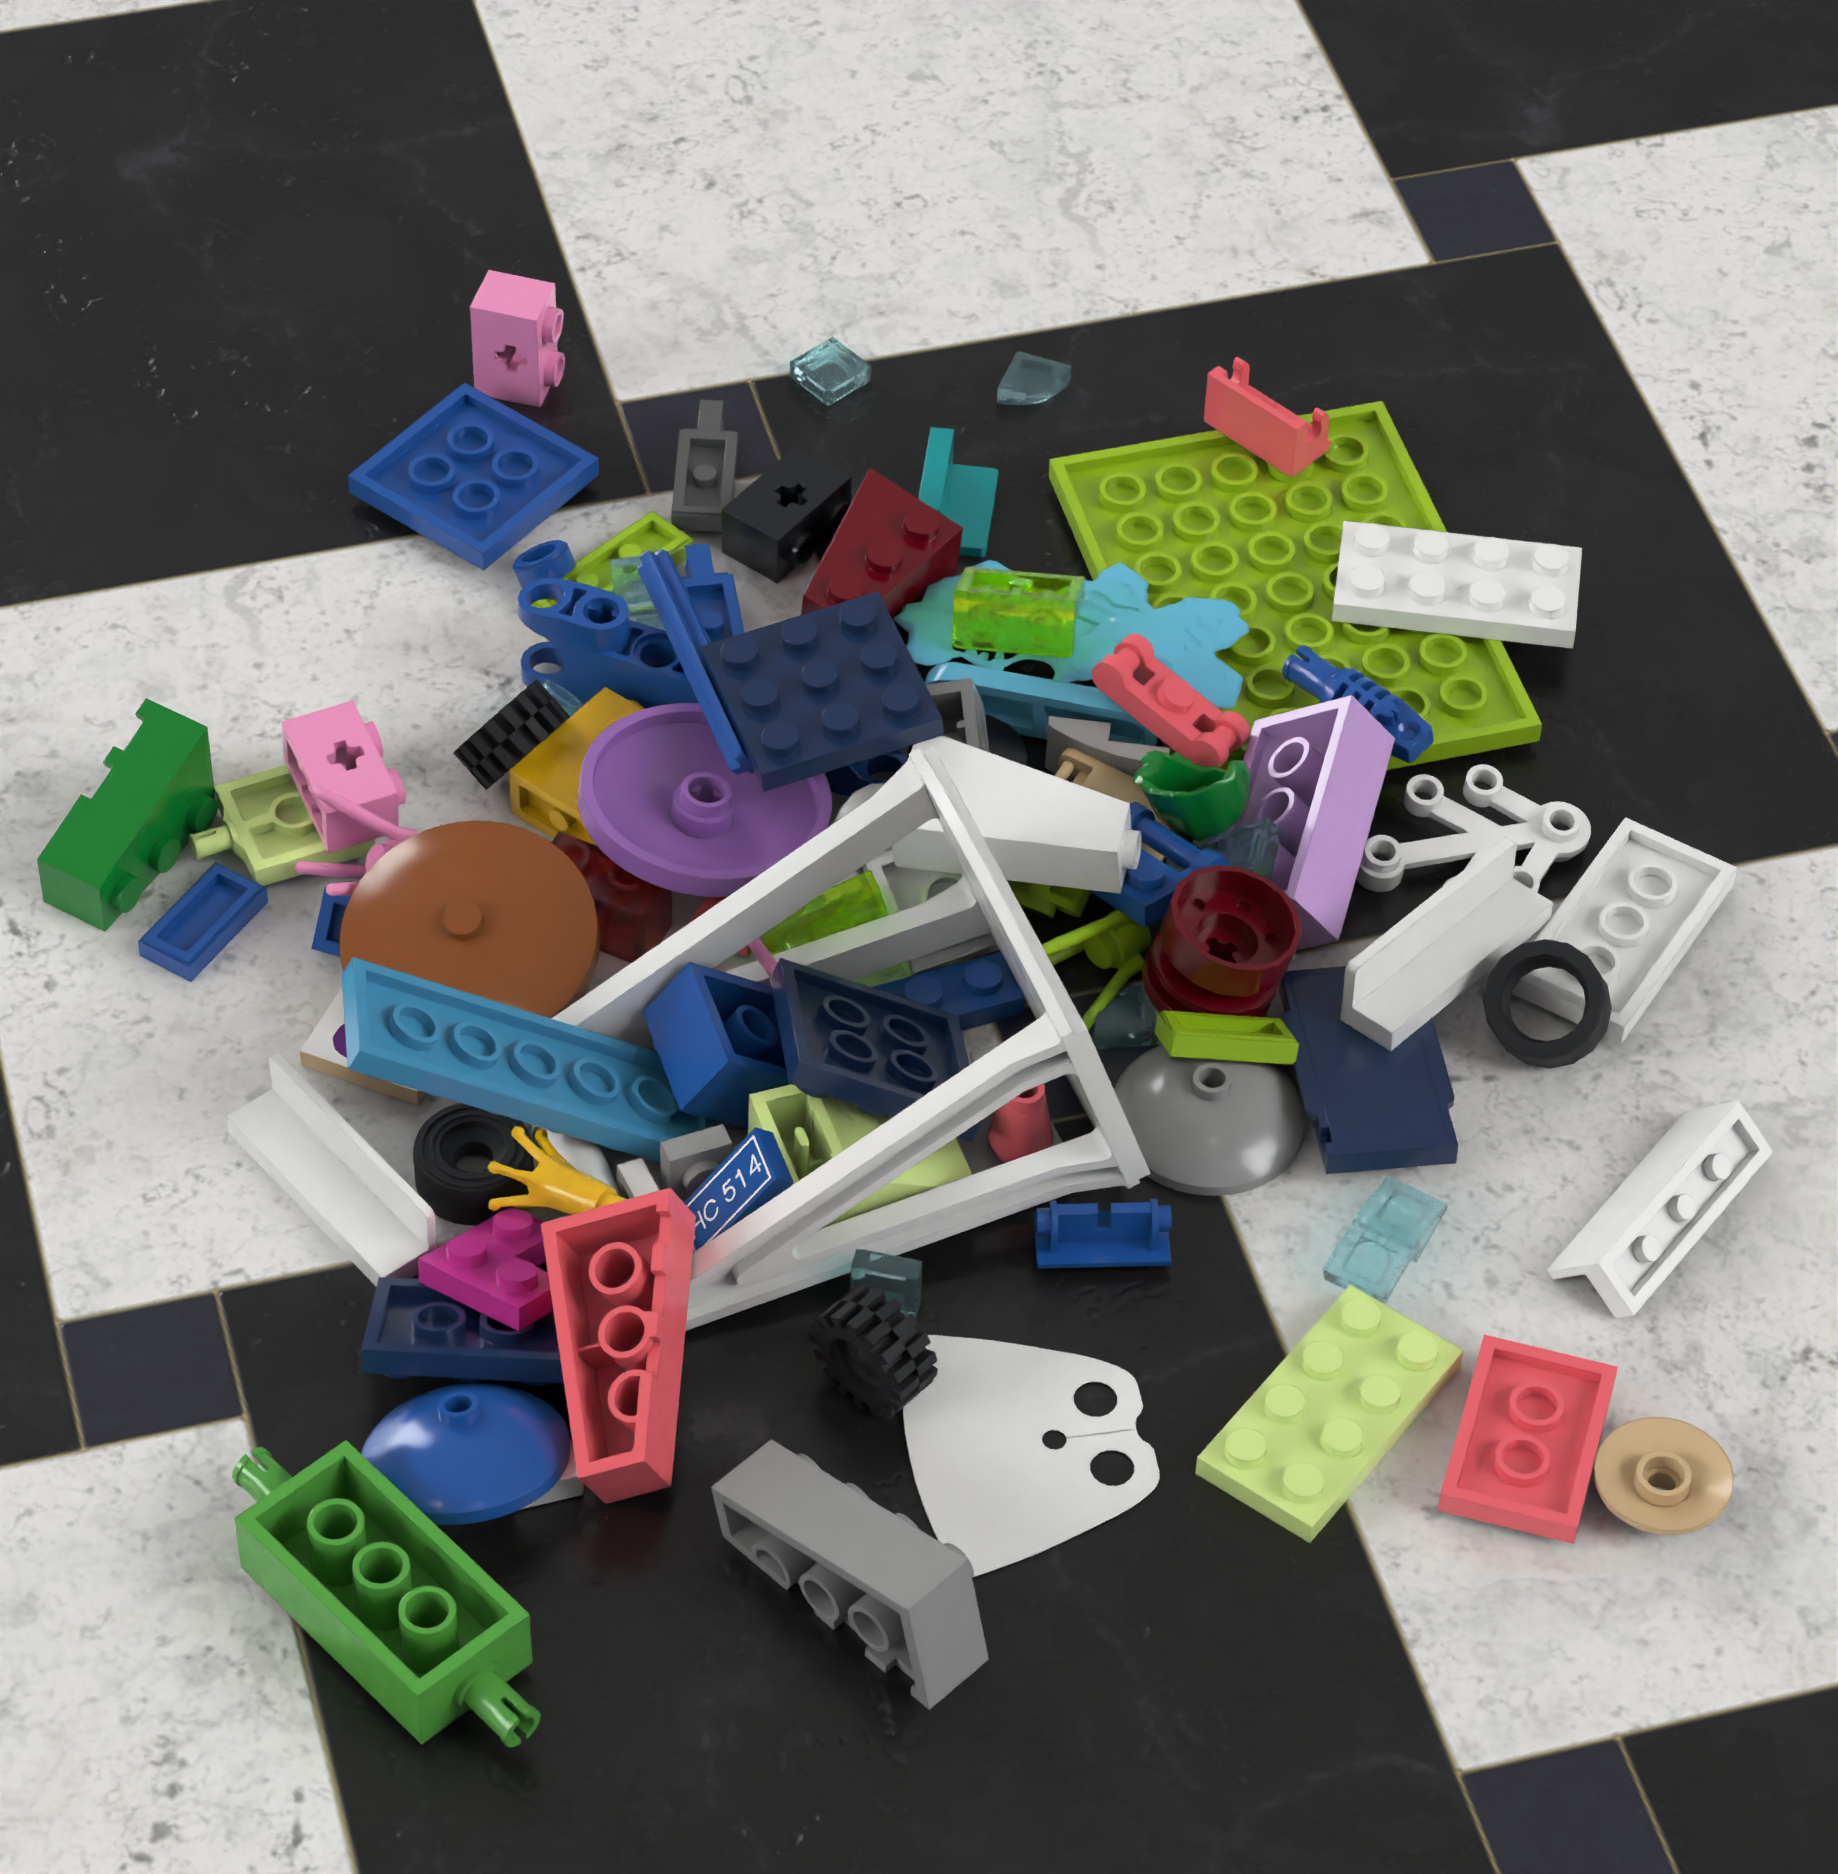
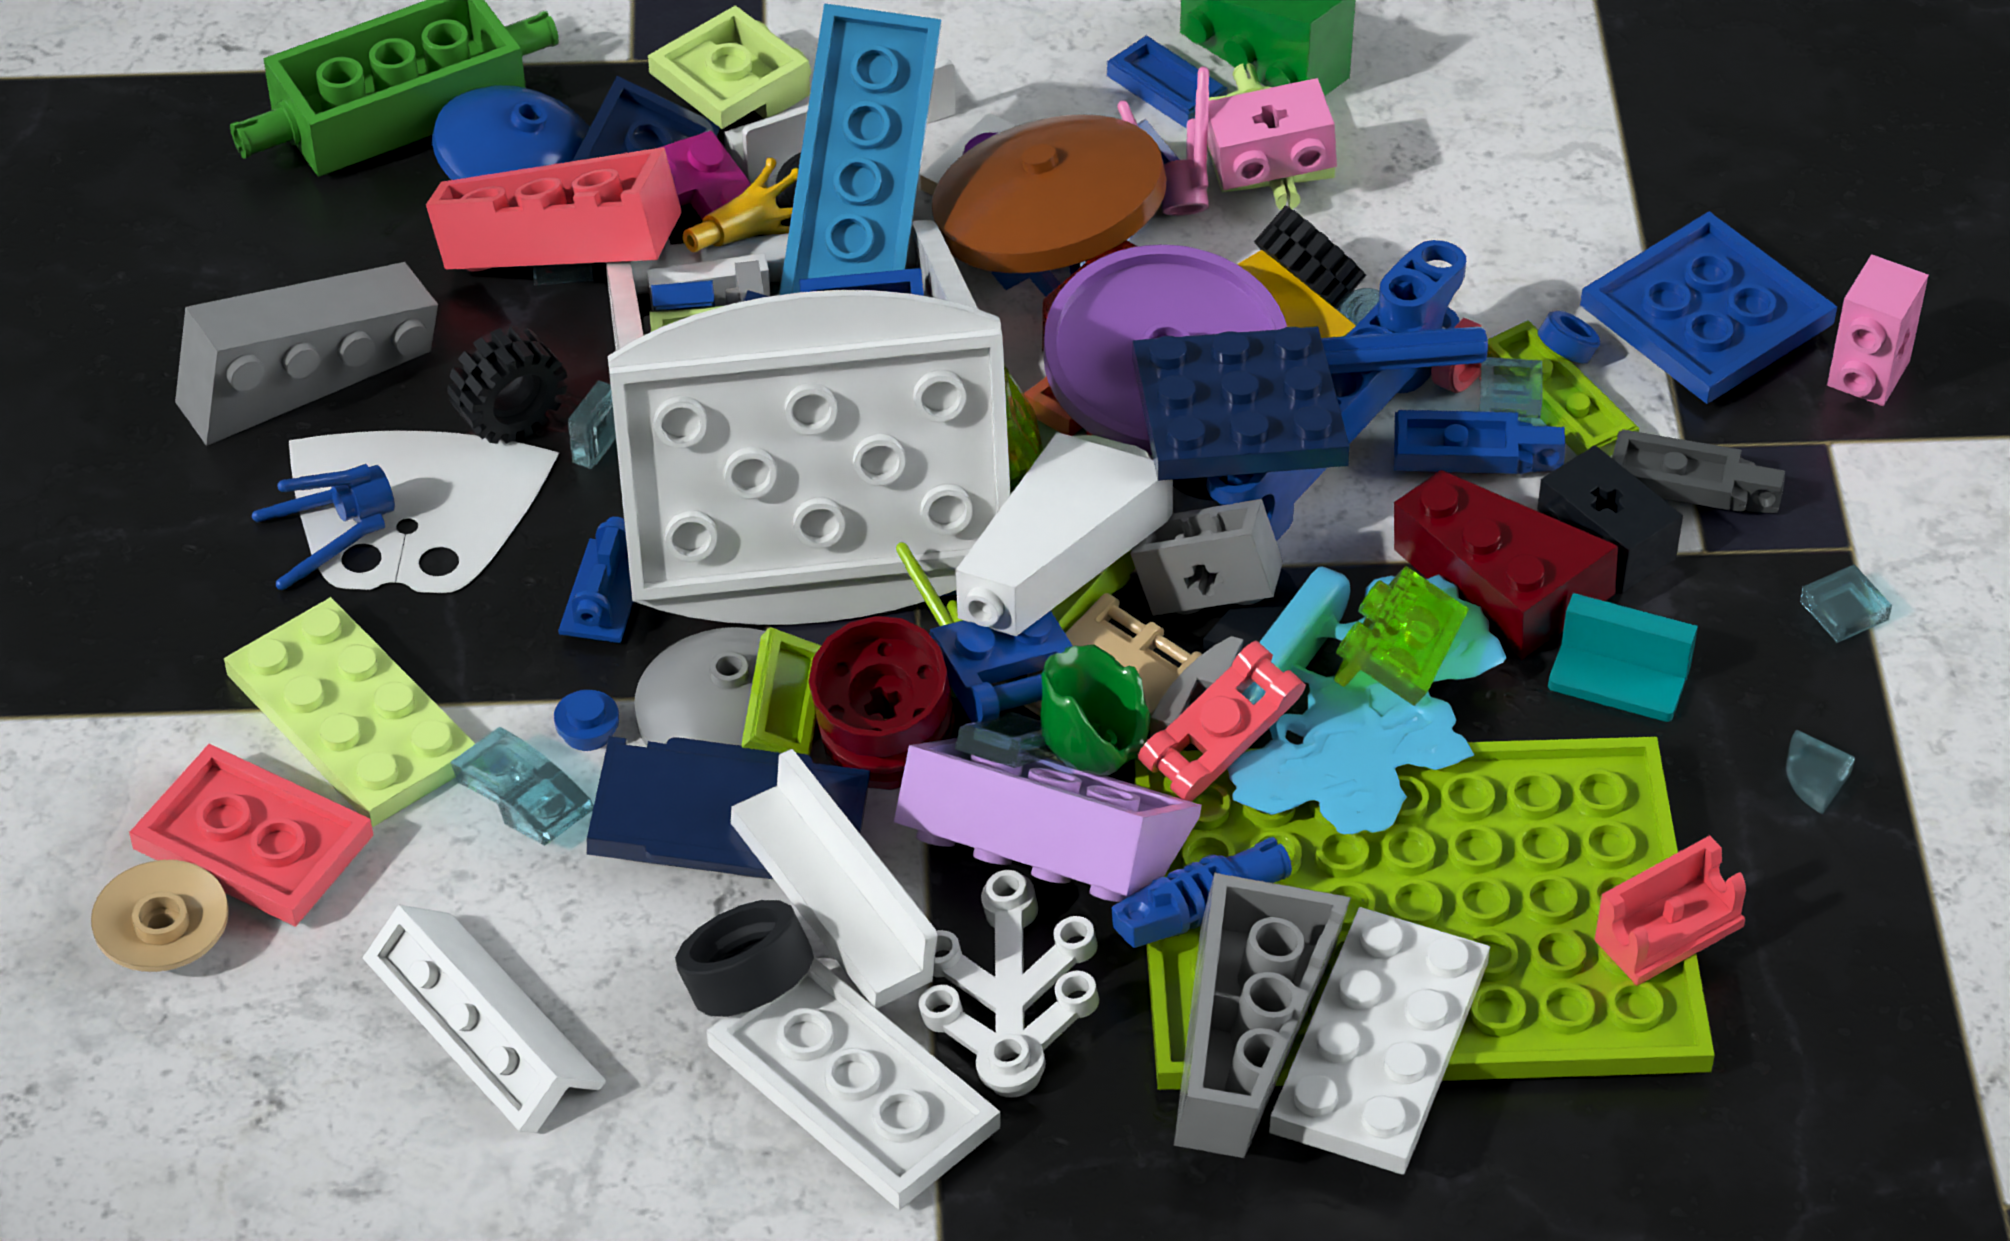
camera: 105 degrees right, 0 degrees up
(291, 1275) = (733, 69): none -> yellowish green plate
(1058, 1467) = (356, 494): none -> blue plant
(1278, 1213) = (586, 719): none -> blue plate
(1493, 641) = (1251, 991): none -> light grey wedge

